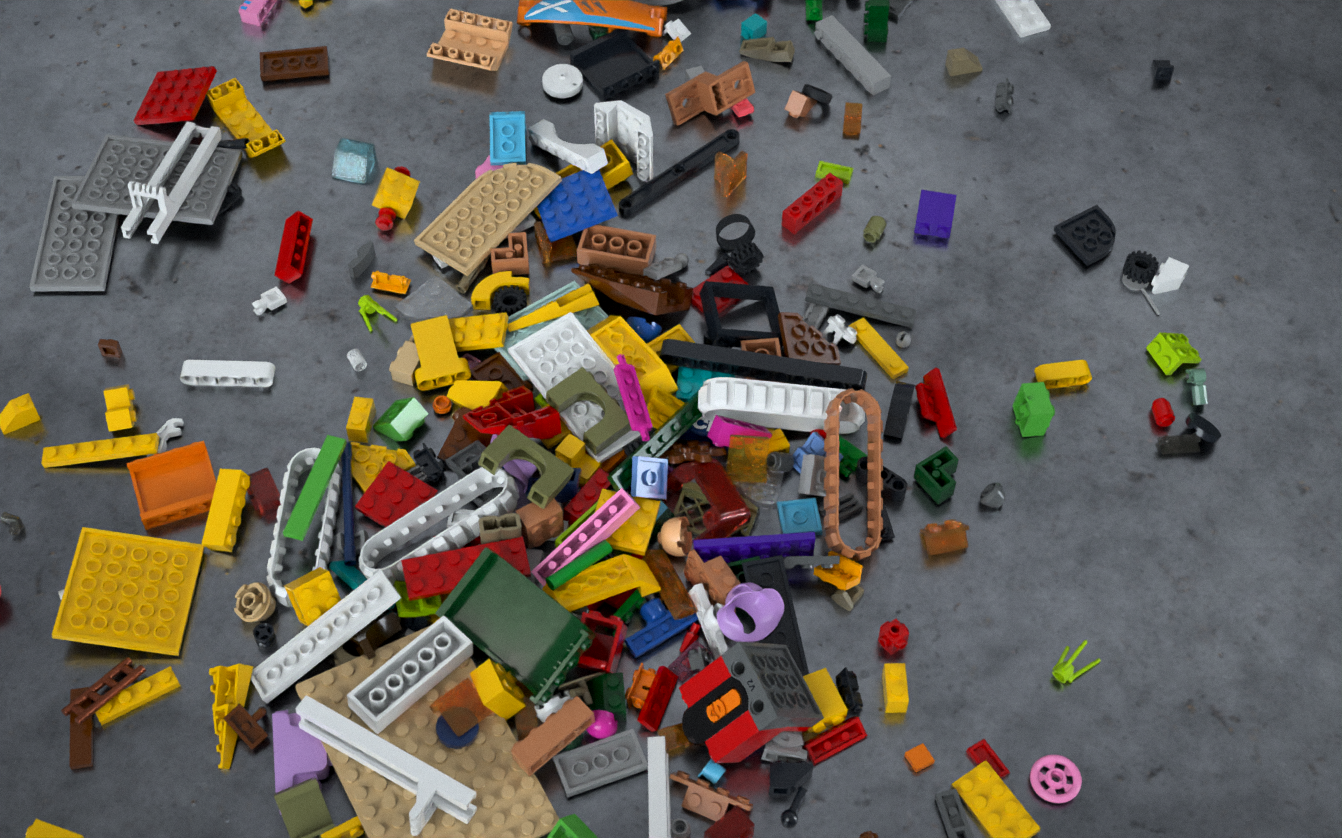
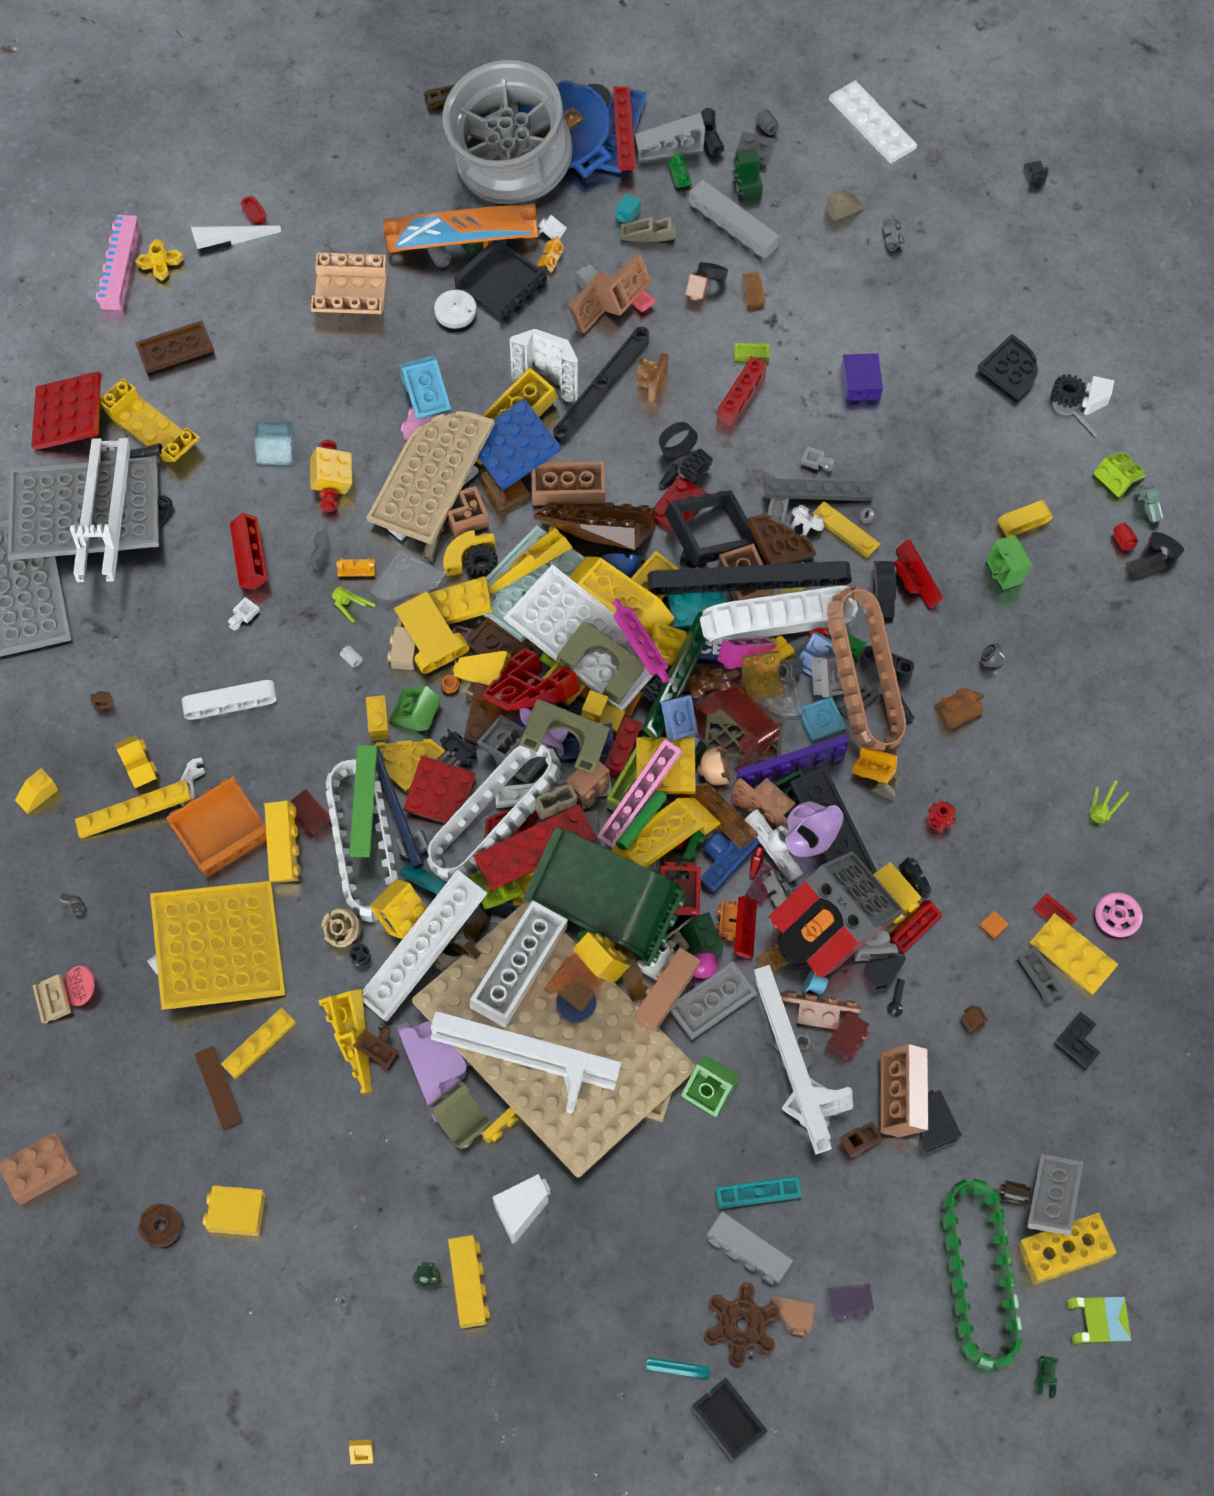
camera: 15 degrees left, 10 degrees up
(100, 701) = (229, 1058): copper bar -> none
(585, 156) = (513, 393): white arch -> none
(666, 266) = (622, 491): light grey plate -> none
(808, 561) = (847, 763): dark grey plate -> none
(874, 228) = (808, 405): olive brick -> none
(895, 688) = (956, 865): yellow brick -> none
(935, 474) = (935, 648): dark green brick -> none

